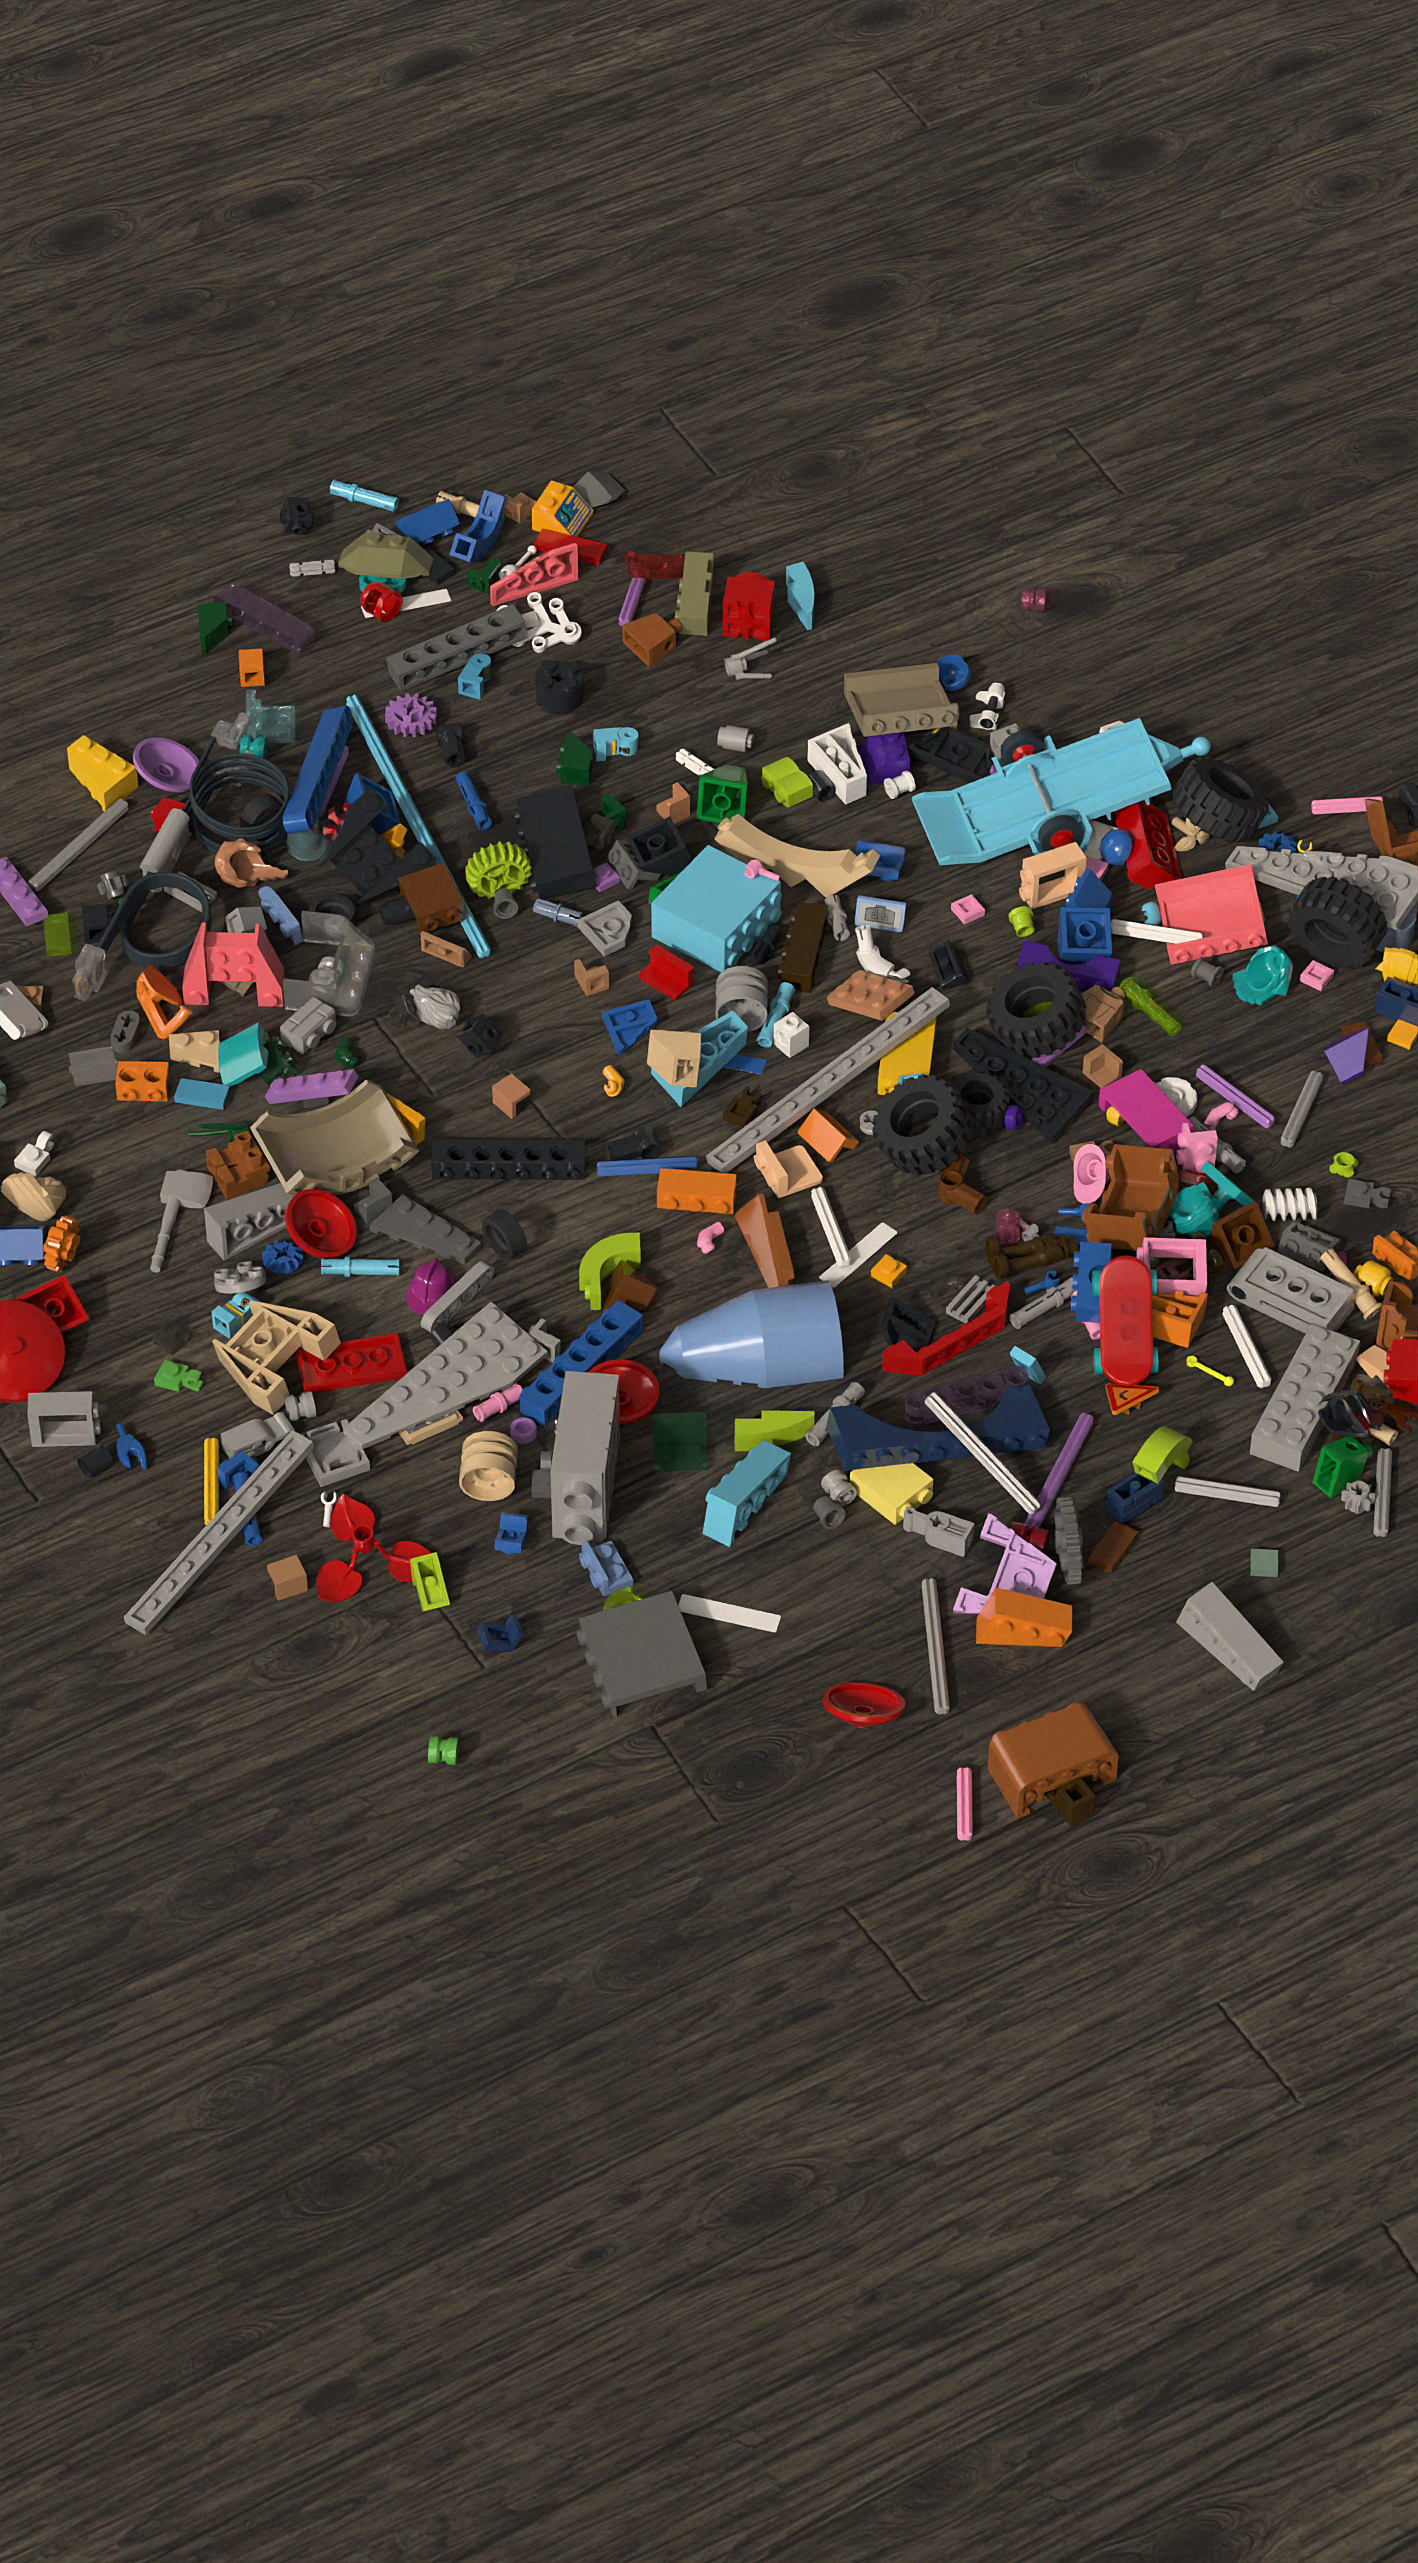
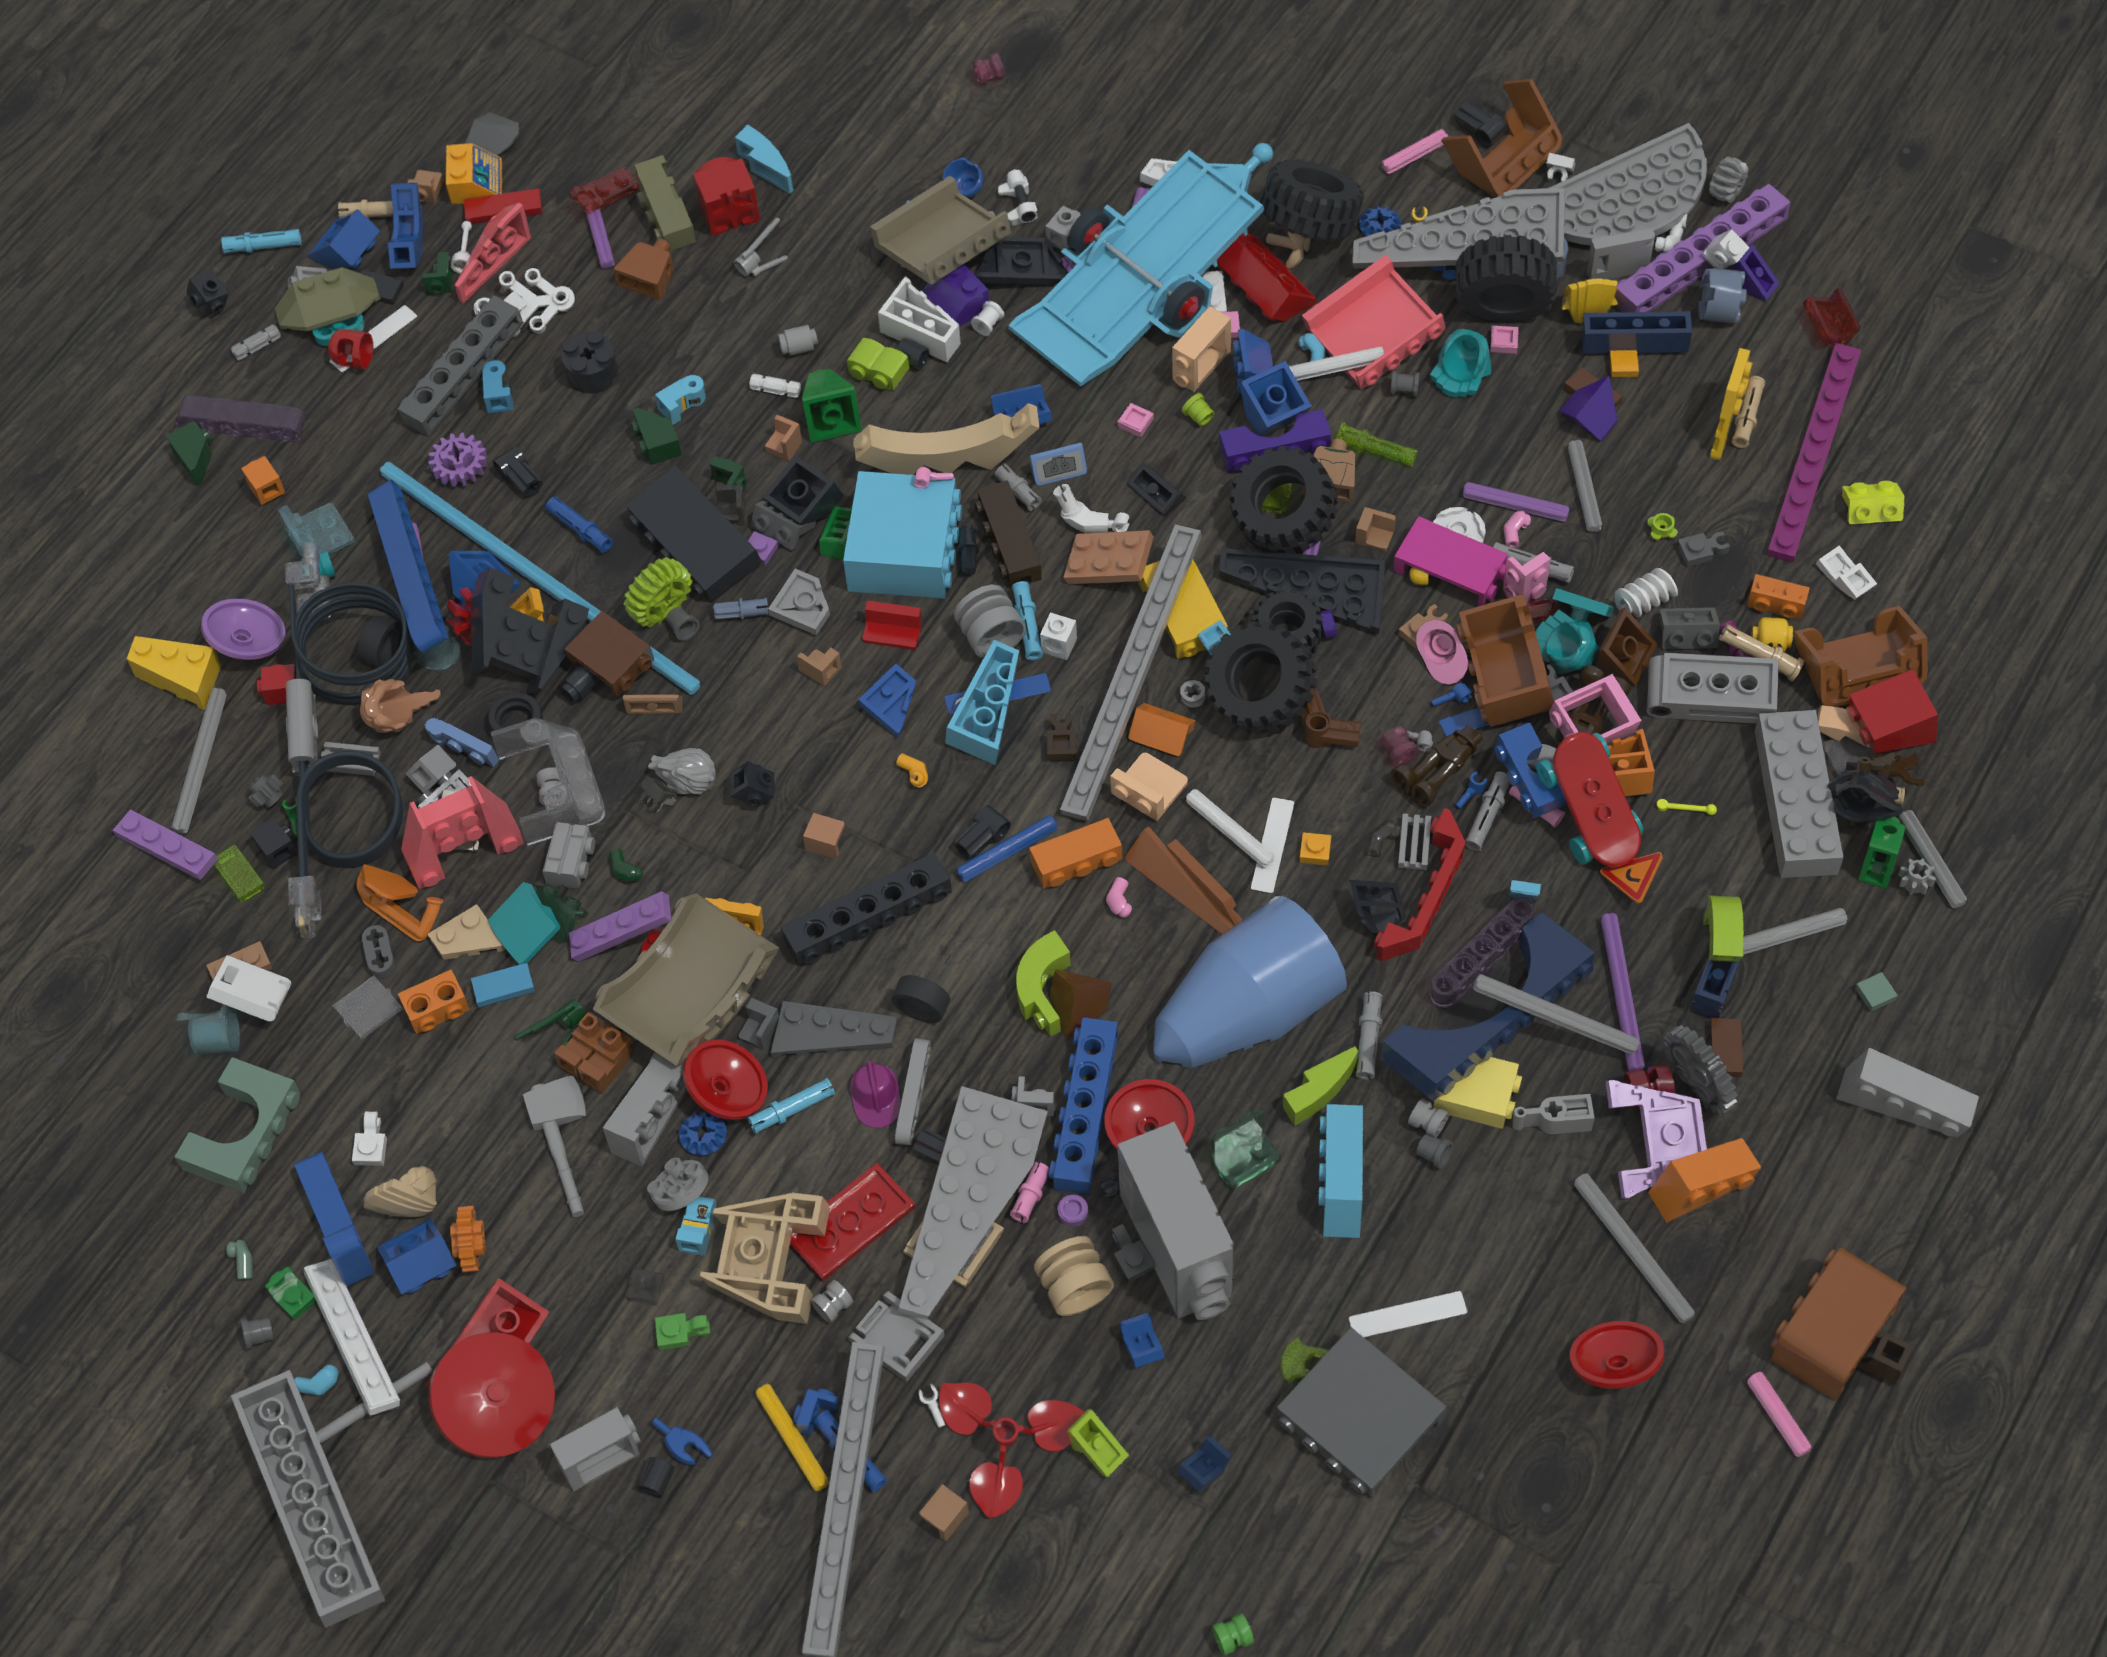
camera: 25 degrees left, 10 degrees up
(256, 1435) = (808, 1361): light grey piece -> none
(605, 1567) = (1256, 1327): medium blue bracket -> none
(675, 1056) = (980, 720): tan slope -> none
(1116, 847) = (1240, 292): blue hair -> none
(1247, 1346) = (1704, 764): white axle -> none

